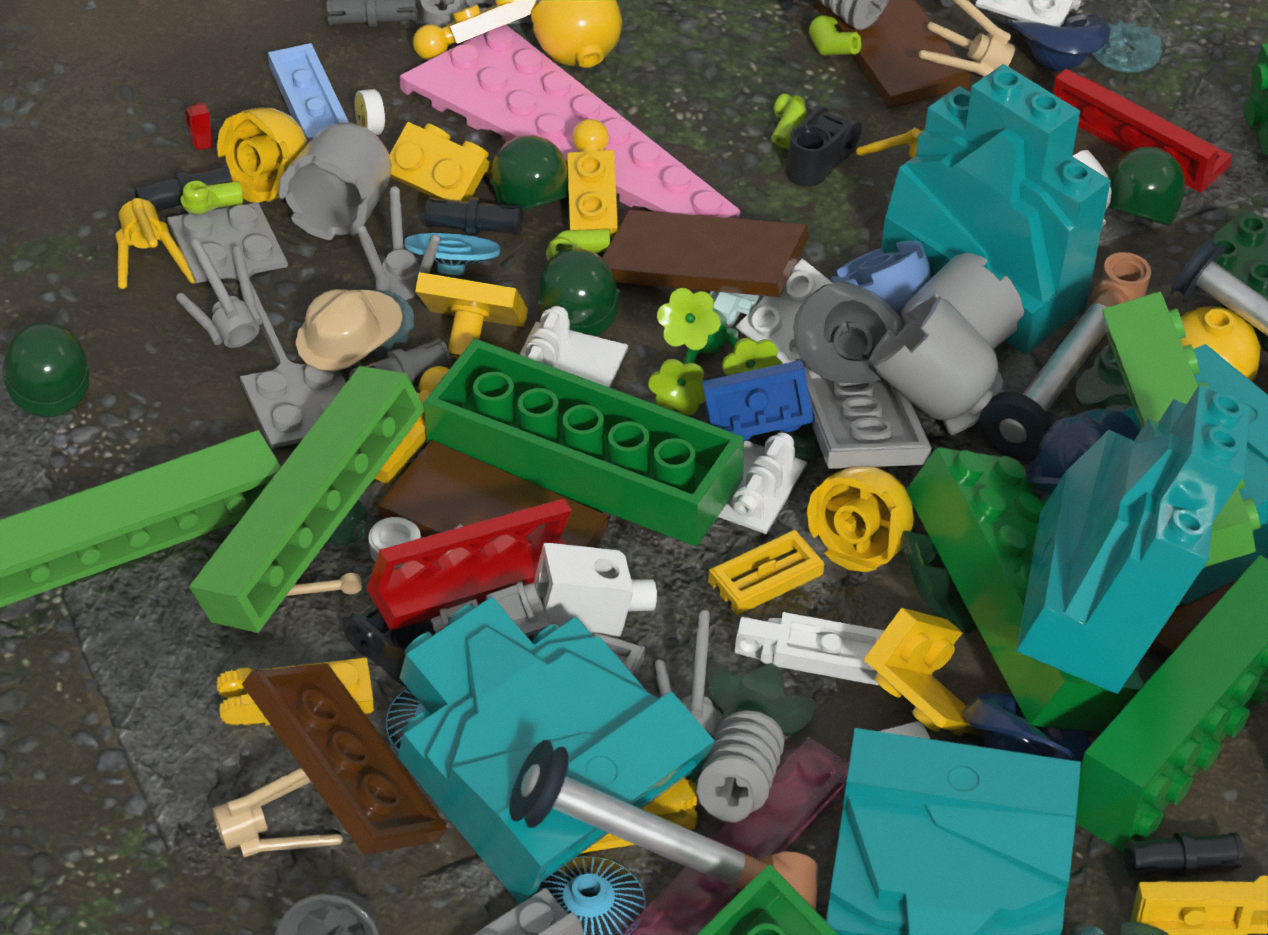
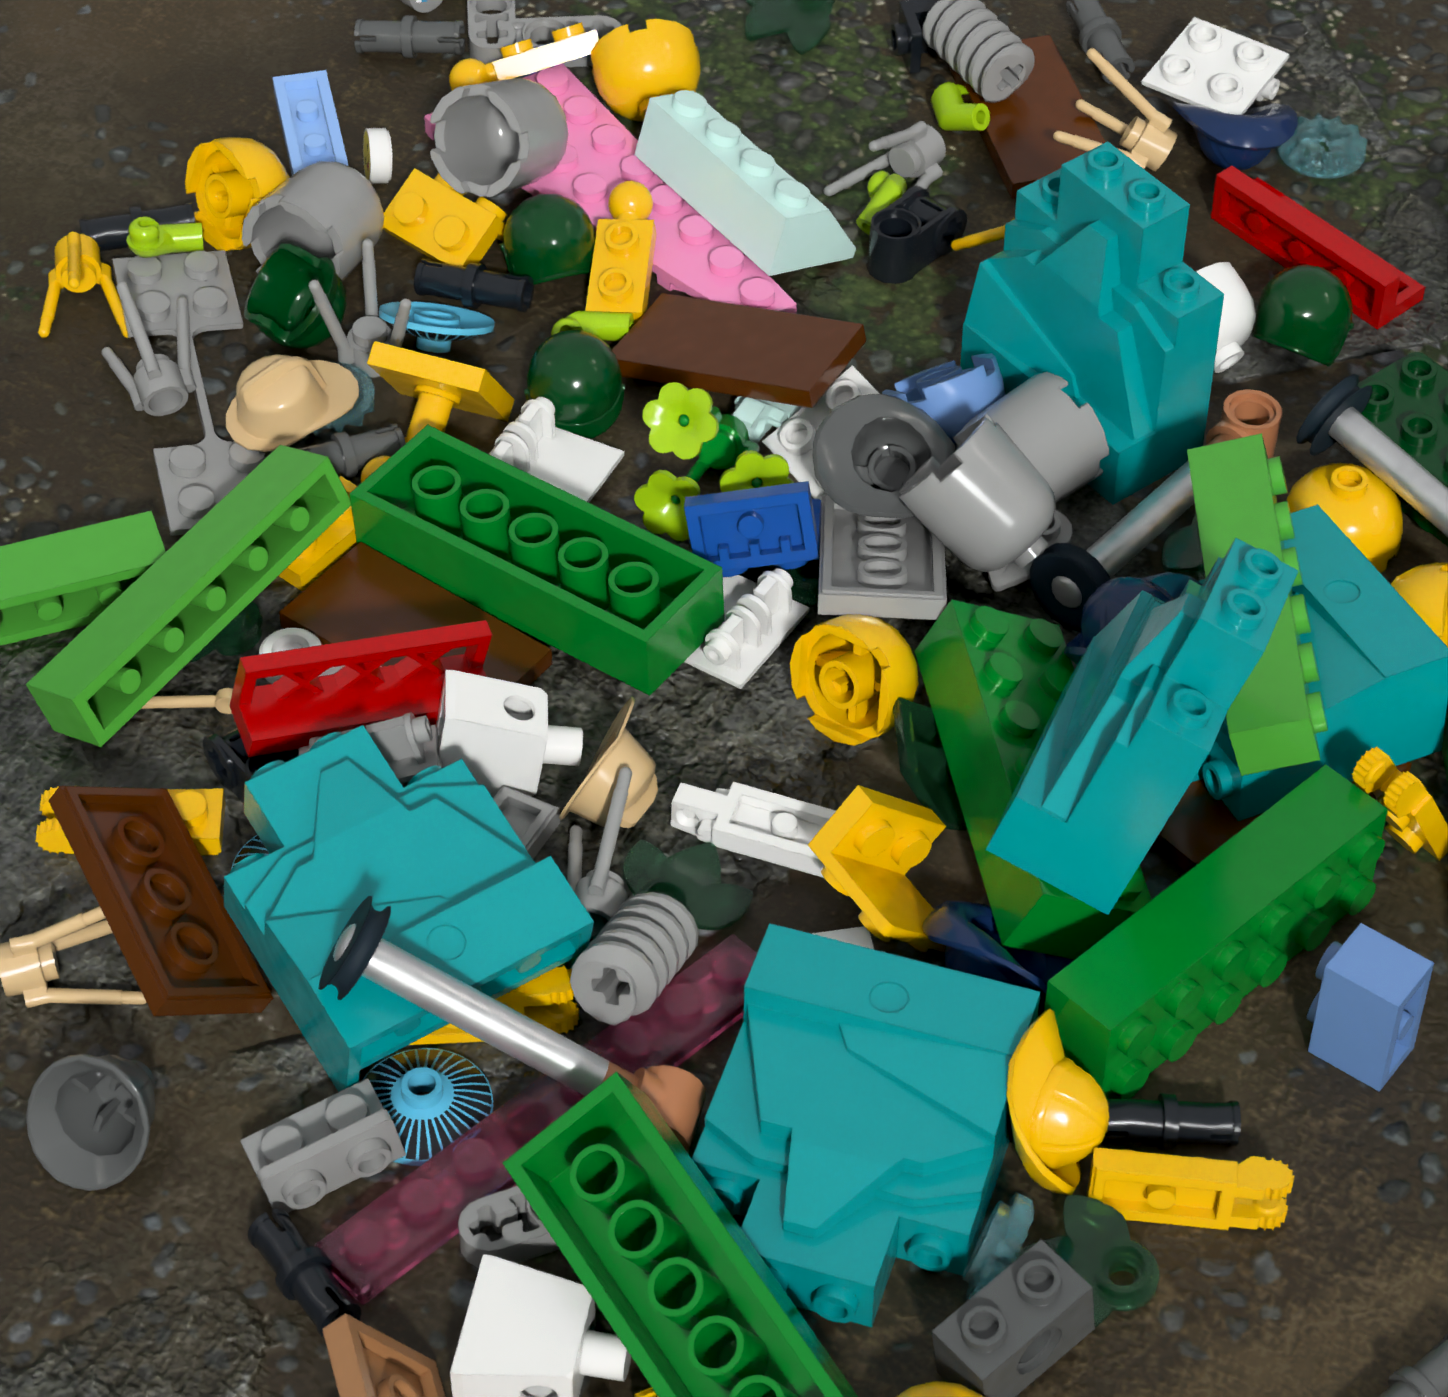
camera: 10 degrees right, 0 degrees up
(198, 125) = (173, 156): red tile -> none
(329, 239) = (283, 303): none -> dark green helmet
(476, 90) = (498, 136): none -> light grey cylinder
(675, 115) = (738, 186): none -> light aqua slope
(679, 612) = (616, 751): none -> tan piece
(772, 577) = (734, 741): yellow tile -> none
(802, 77) = (912, 154): none -> light grey plant
(1106, 855) = (1053, 1108): none -> yellow hat

